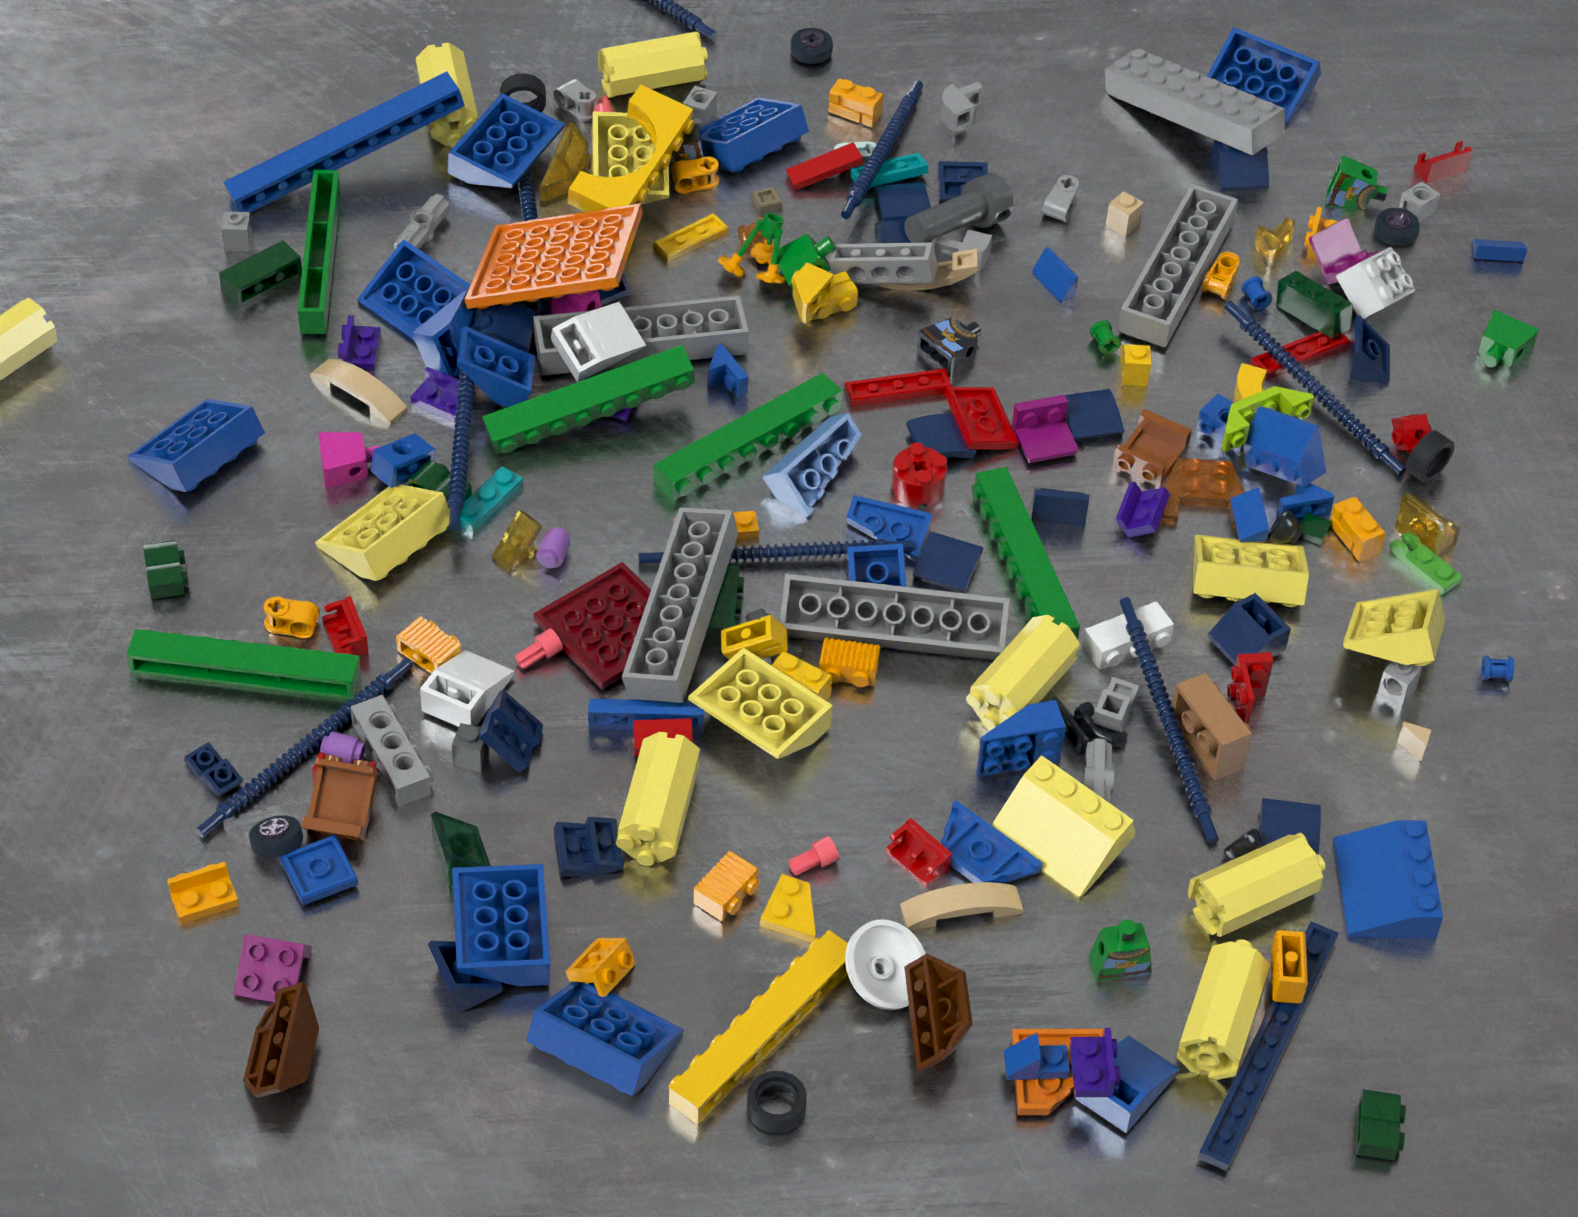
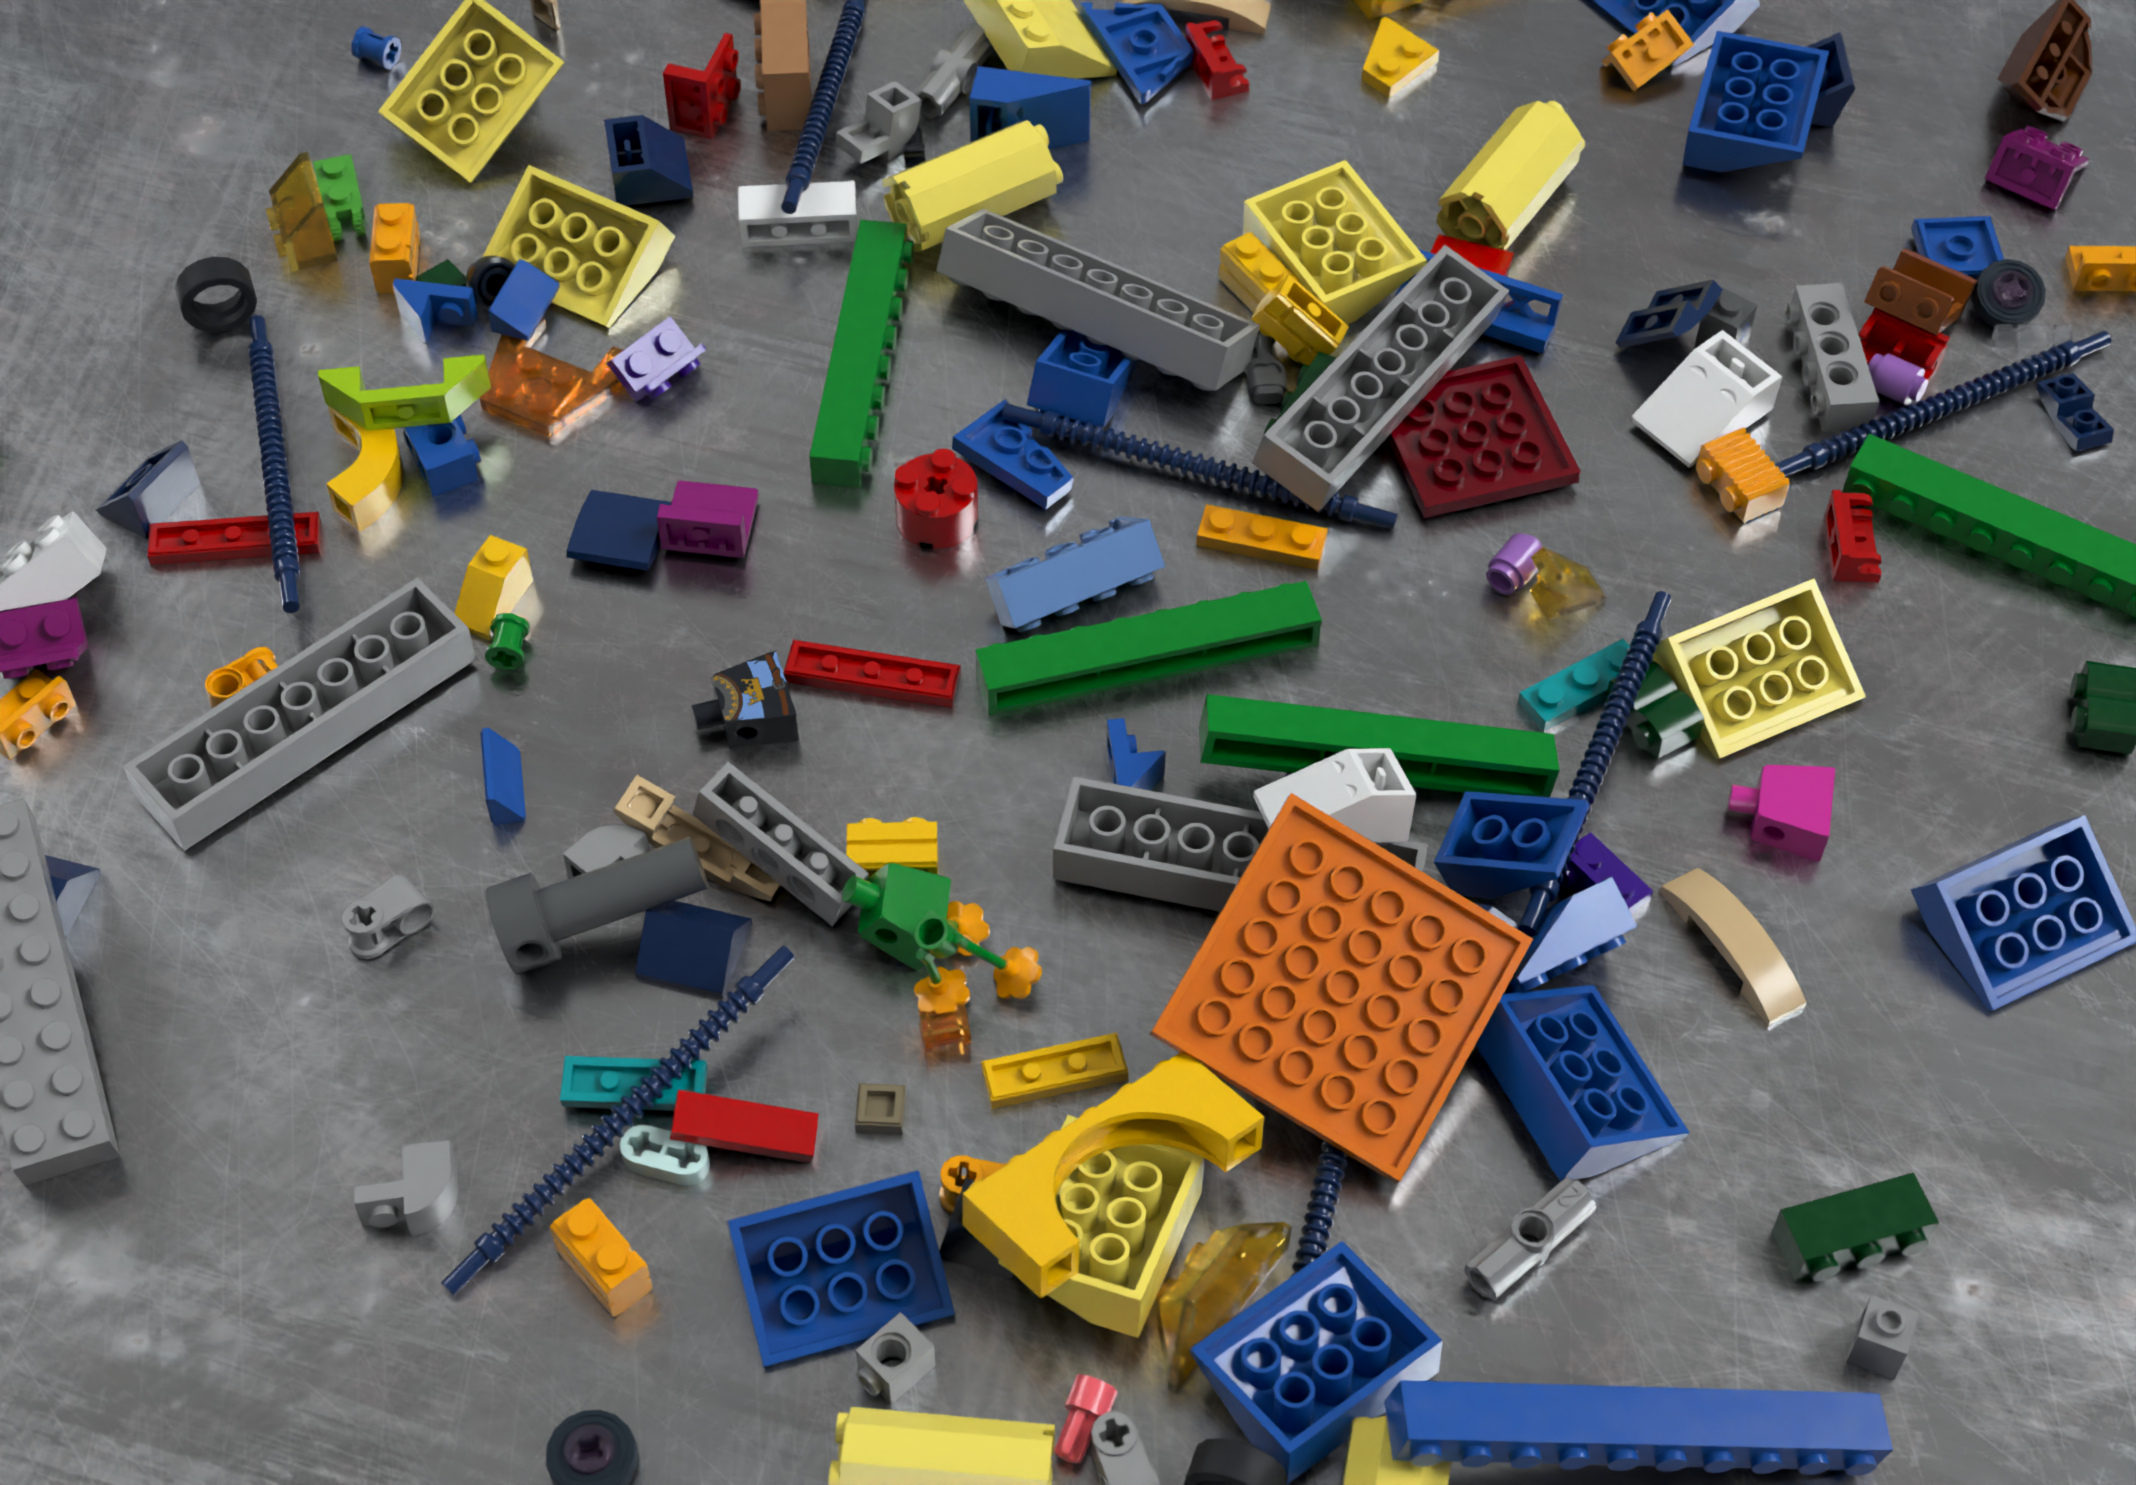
camera: 155 degrees left, 5 degrees up
(292, 618) = (1927, 573): light orange piece -> none
(319, 252) = (1740, 1222): green brick -> none
(359, 345) = (1707, 1024): dark purple bracket -> none
(401, 459) = (1714, 740): blue brick -> none
(457, 844) = (1777, 217): clear green slope -> none
(545, 645) = (1580, 430): coral piece -> none
(588, 847) = (1611, 187): dark blue slope -> none
(726, 886) = (1463, 88): light orange brick -> none
(811, 289) = (934, 813): yellow slope -> none
(821, 853) = (1332, 90): coral piece -> none
(850, 661) = (1183, 275): light orange brick -> none
(901, 200) = (649, 1009): dark blue slope -> none
(941, 434) = (862, 562): dark blue slope -> none
(947, 562) = (966, 382): dark blue slope -> none
(955, 175) = (519, 1025): dark blue slope -> none
(981, 418) = (784, 572): red tile -> none
(1060, 506) = (759, 407): dark blue slope -> none
(1074, 731) = (939, 129): black slope -> none
(1124, 214) = (308, 845): tan brick -> none
(1152, 448) = (577, 450): dark orange panel -> none
(1257, 294) = (219, 638): blue bush -> none
(1273, 242) = (117, 712): clear yellow slope -> none
(1284, 447) = (412, 328): blue slope -> none
(1314, 304) = (160, 572): dark green brick -> none
(1409, 431) = (192, 346): red brick -> none

